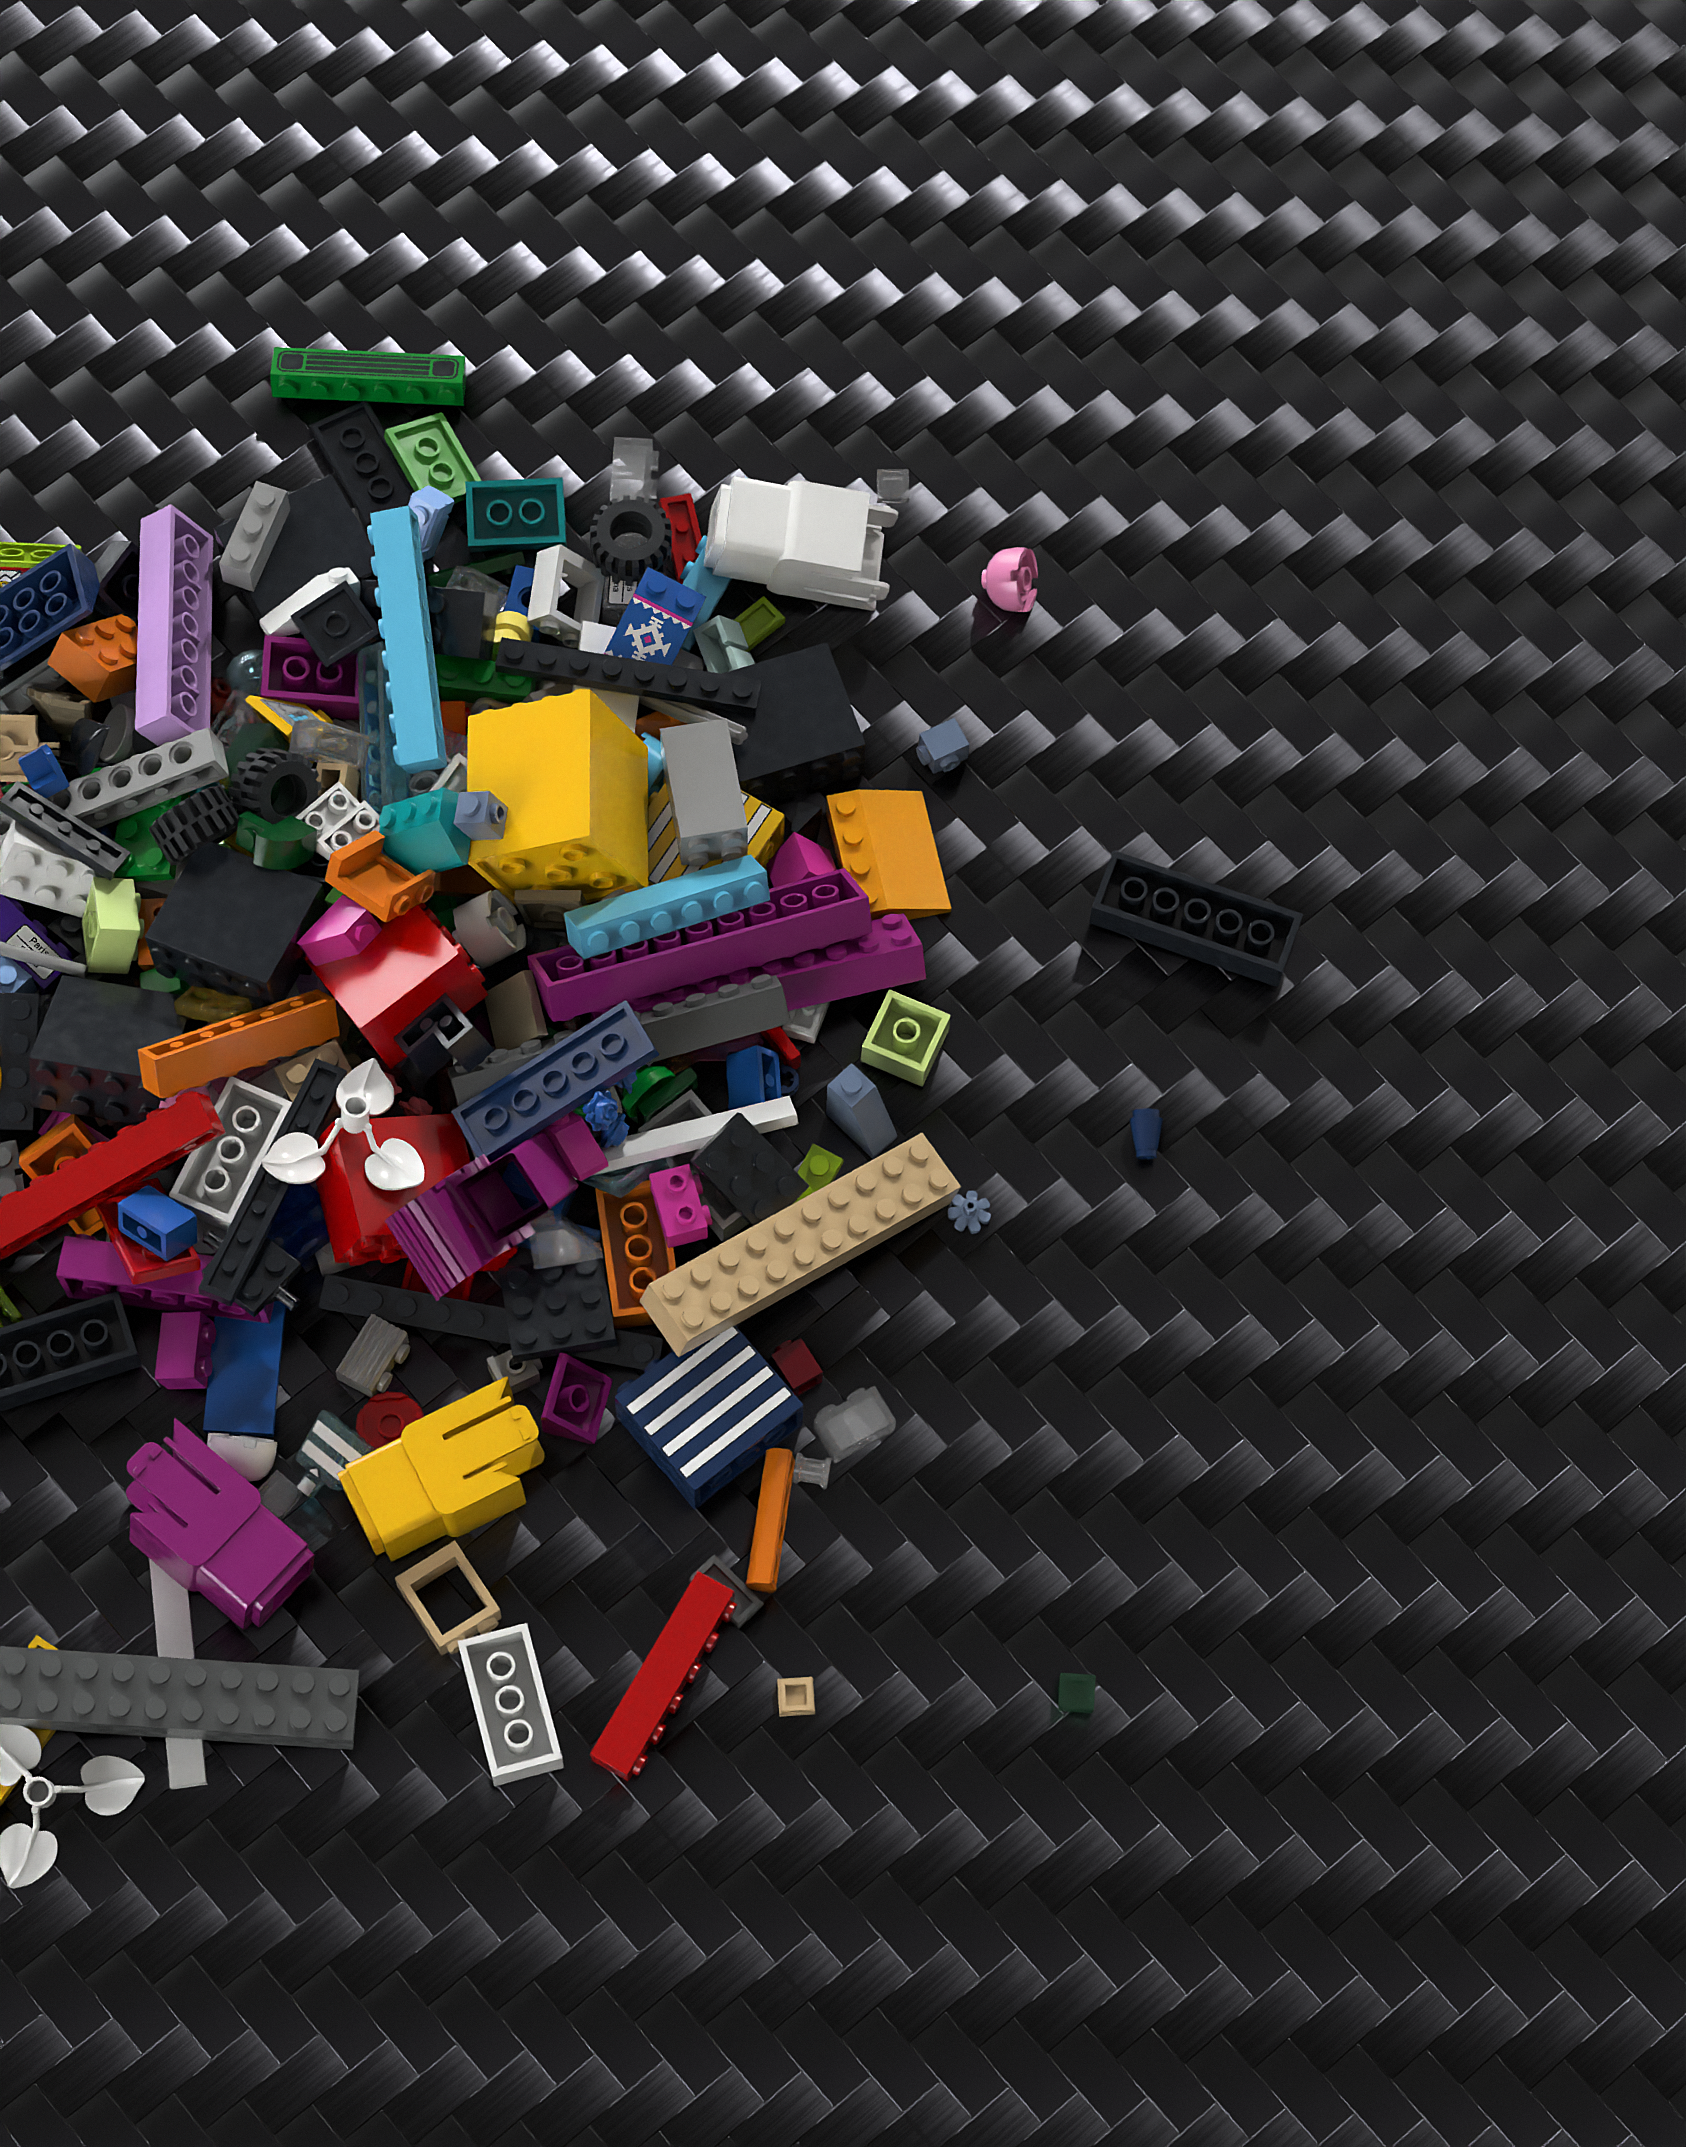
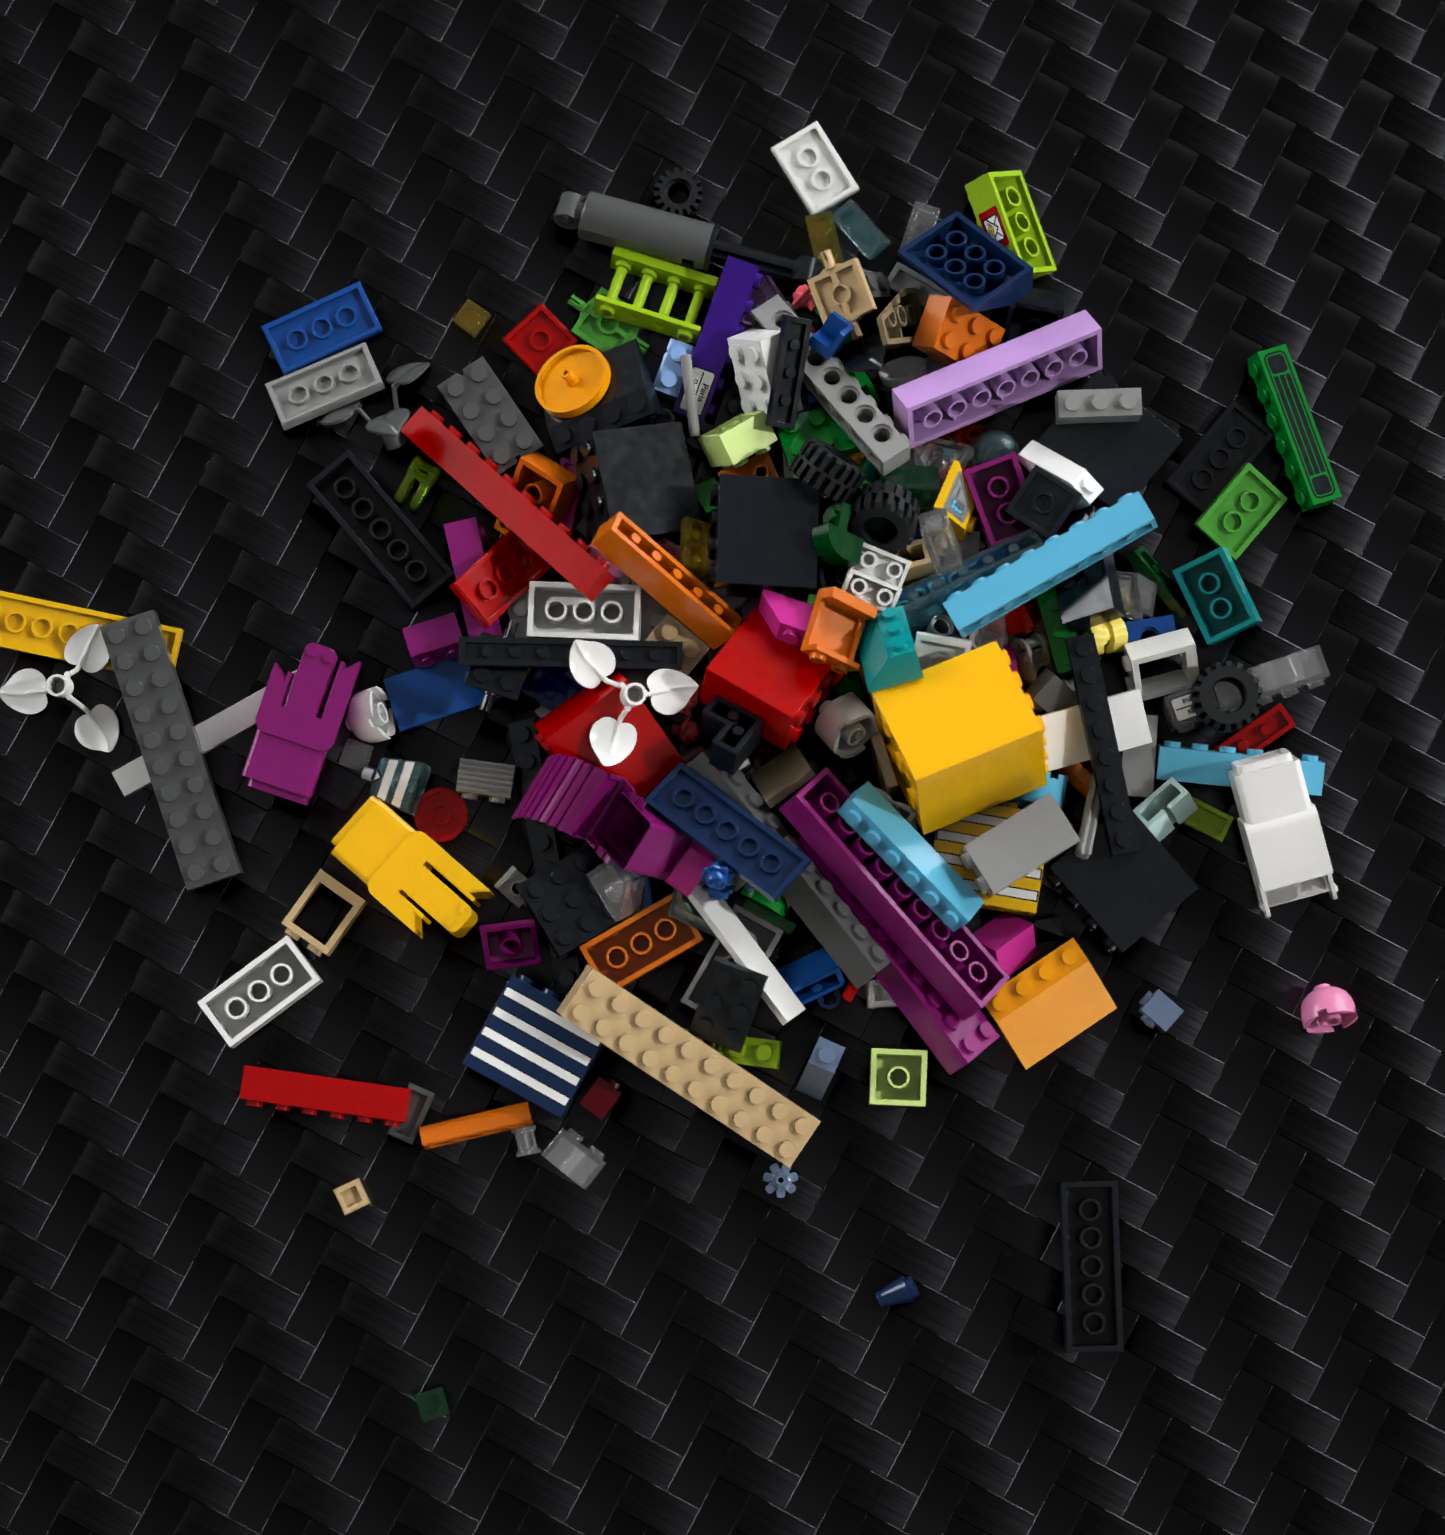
camera: 70 degrees right, 15 degrees up
(157, 1222) = (506, 582): blue brick -> none
(432, 512) = (1179, 528): light blue brick -> none
(480, 815) = (906, 688): sand blue brick -> none
(656, 620) = (1158, 745): blue slope -> none
(679, 1206) = (681, 962): dark pink brick -> none
(892, 485) = (1376, 881): clear tile -> none

